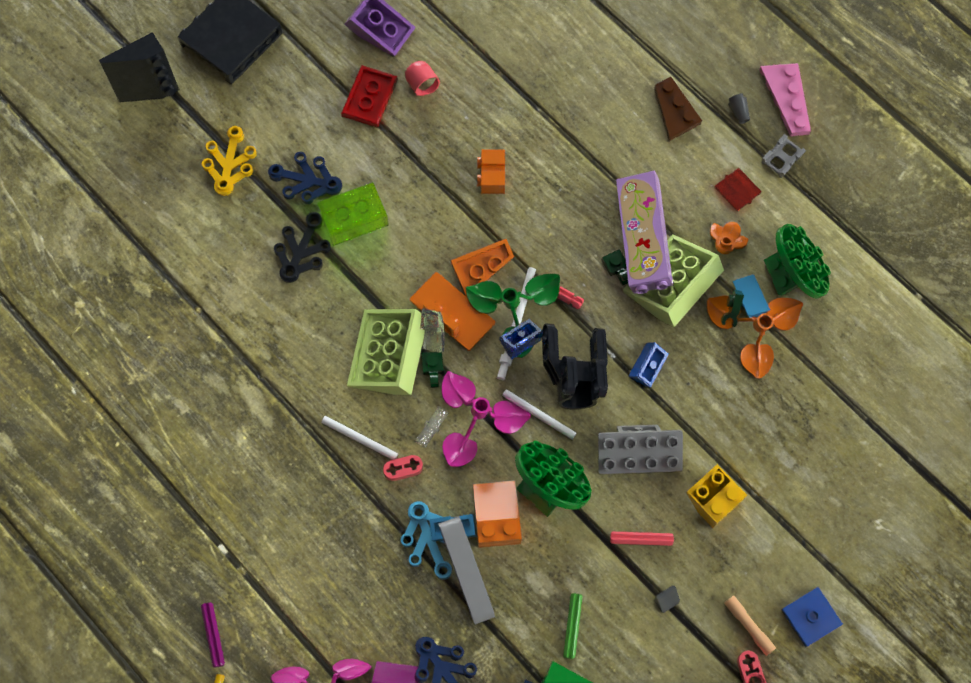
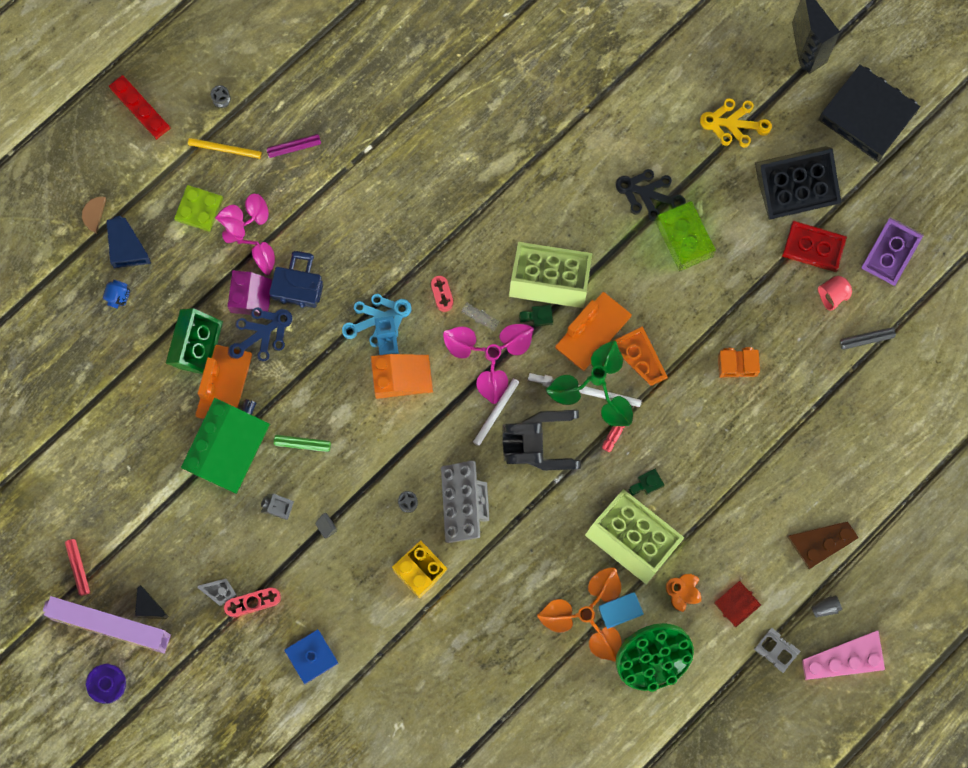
camera: 90 degrees right, 5 degrees up
(299, 104) = (798, 182): none -> black slope
(307, 179) = (720, 195): dark blue plant -> none
(359, 438) = (468, 256): white bar -> none
(387, 630) = (295, 285): none -> dark blue piece
(433, 325) = (567, 313): clear slope -> none
(466, 570) = (347, 347): light grey beam -> none
(469, 56) = (867, 338): none -> dark grey axle
(521, 338) = (563, 389): clear blue slope -> none
(550, 479) = (432, 419): green bracket -> none
(642, 505) = (406, 498): none -> dark grey wheel
(642, 538) = (381, 504): coral axle -> none
(644, 233) = (678, 505): brick -> none
(646, 655) = (276, 506): none -> dark grey bracket
(648, 364) = (548, 513): blue slope -> none
(734, 303) = (608, 591): dark green plate -> none
(758, 636) = (292, 607): light nougat piece -> none

